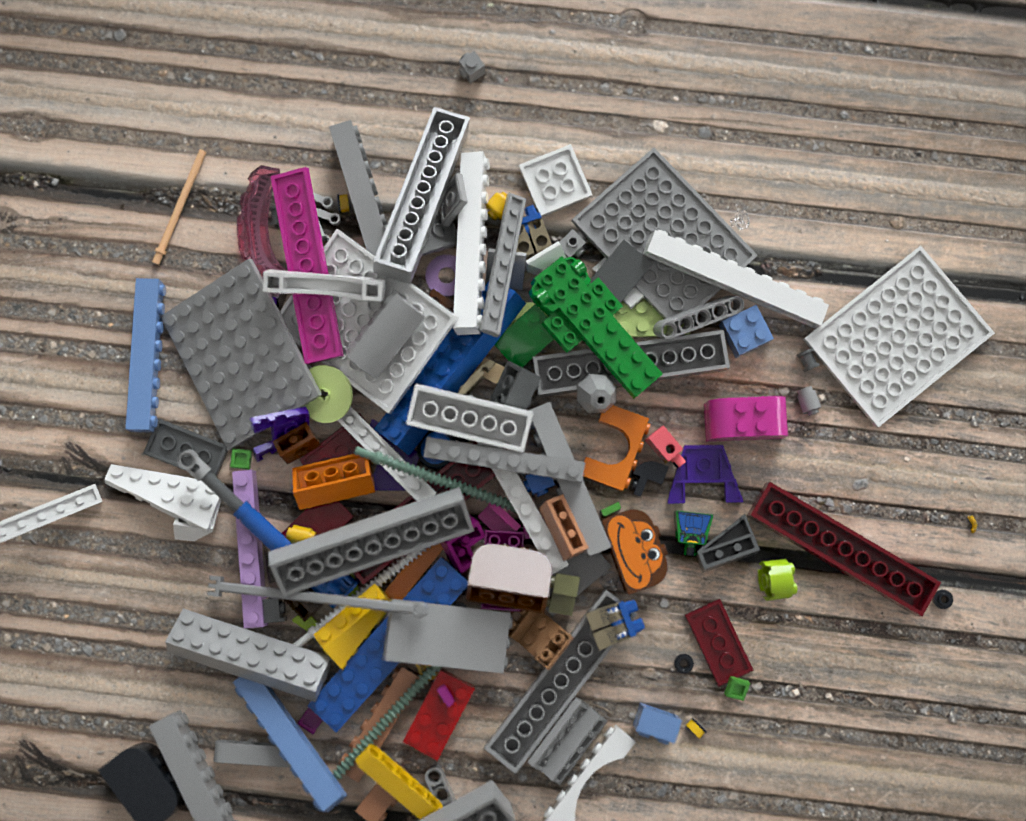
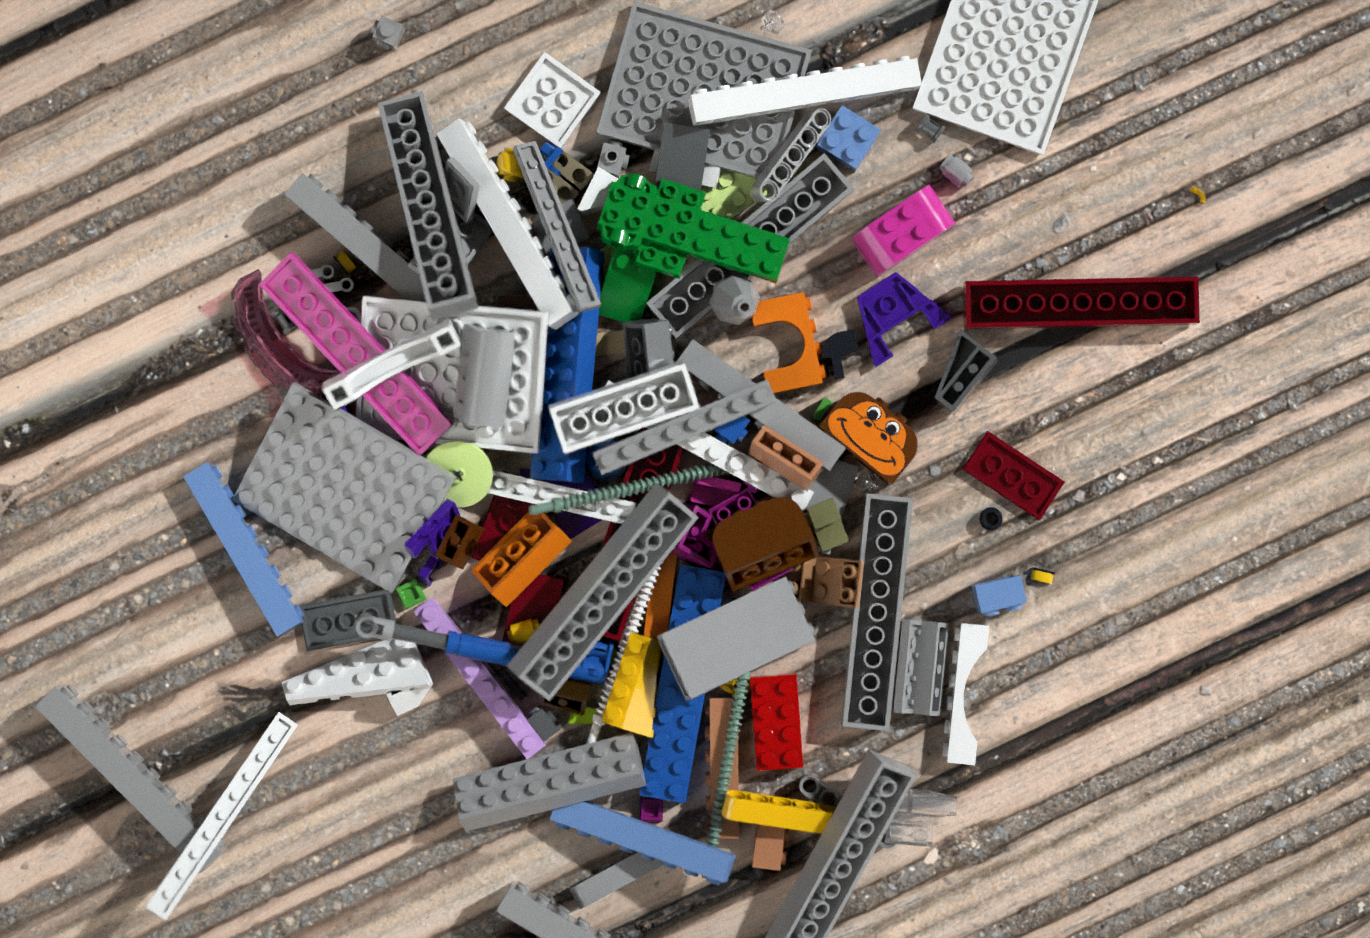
camera: 35 degrees left, 5 degrees up
(160, 251) = (185, 431): light nougat bar -> none
(339, 600) = (580, 683): light grey hinge -> none
(433, 270) = (485, 279): lavender gear -> none
(446, 695) = (772, 697): magenta tile -> none
(476, 378) = (601, 361): dark tan tile -> none
(620, 626) = (902, 518): hips -> none
(659, 440) = (828, 310): coral torso -> none
(692, 529) = (917, 378): torso -> none
(737, 688) = (1059, 510): bright green tile -> none
(777, 579) = (1032, 375): lime brick -> none
(937, 599) = (1206, 290): black plate -> none

